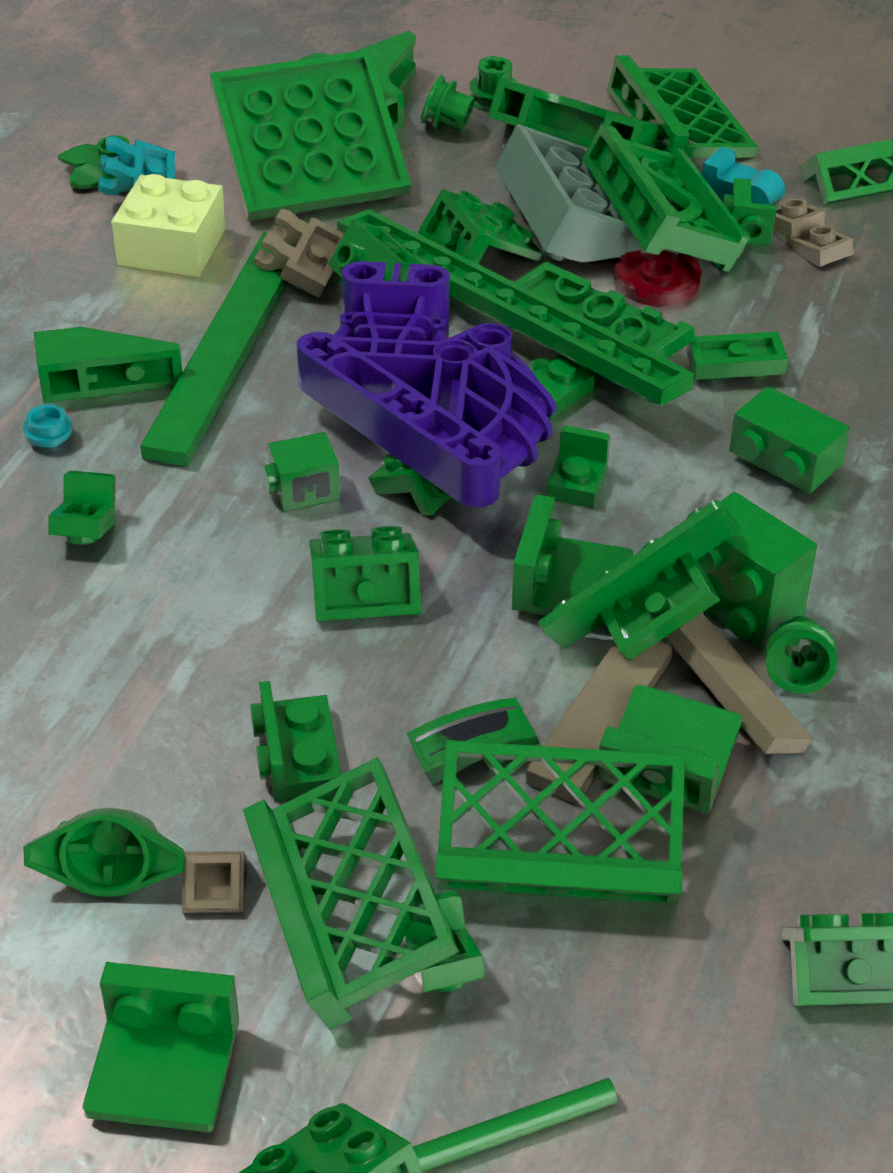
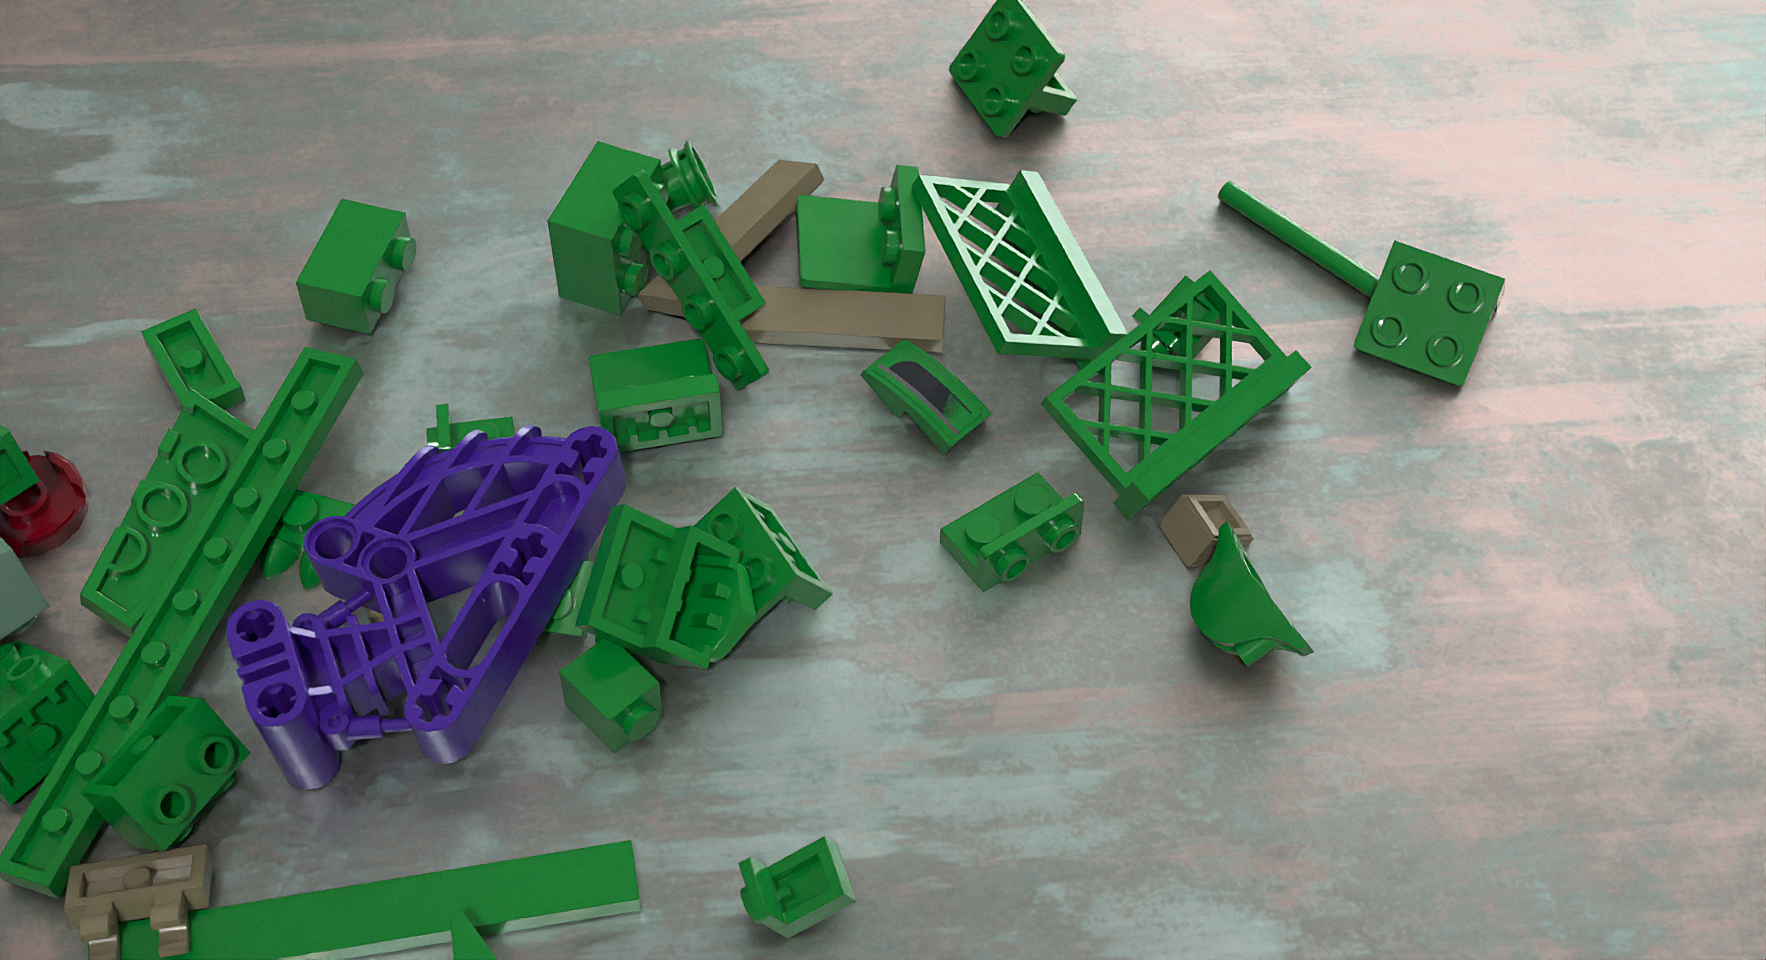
camera: 115 degrees left, 10 degrees up
(163, 1047) = (1406, 467): green bracket -> none
(347, 484) = (666, 591): none -> green piece

